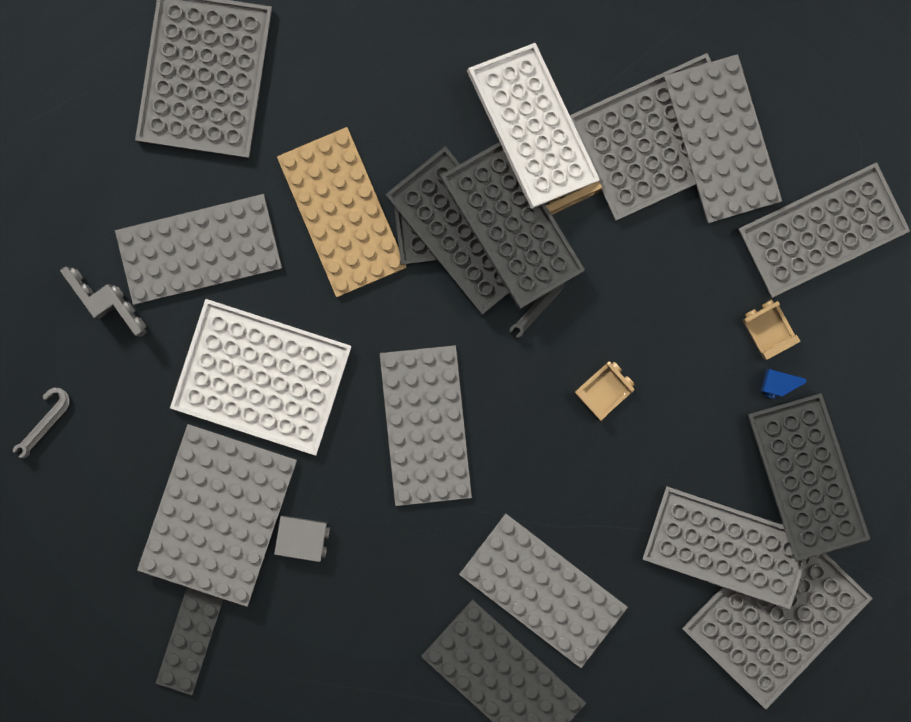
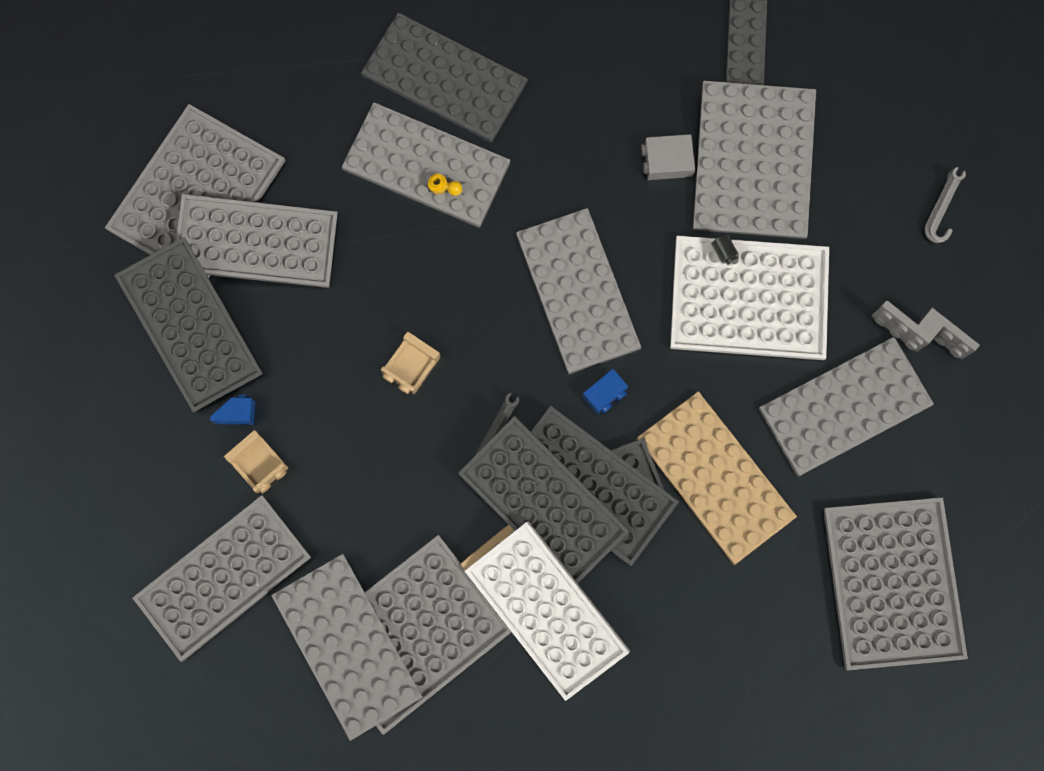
camera: 160 degrees right, 10 degrees down
(273, 427) = (725, 249): none -> pearl dark grey brick
(425, 317) = (605, 392): none -> blue brick
(522, 554) = (454, 187): none -> yellow plate

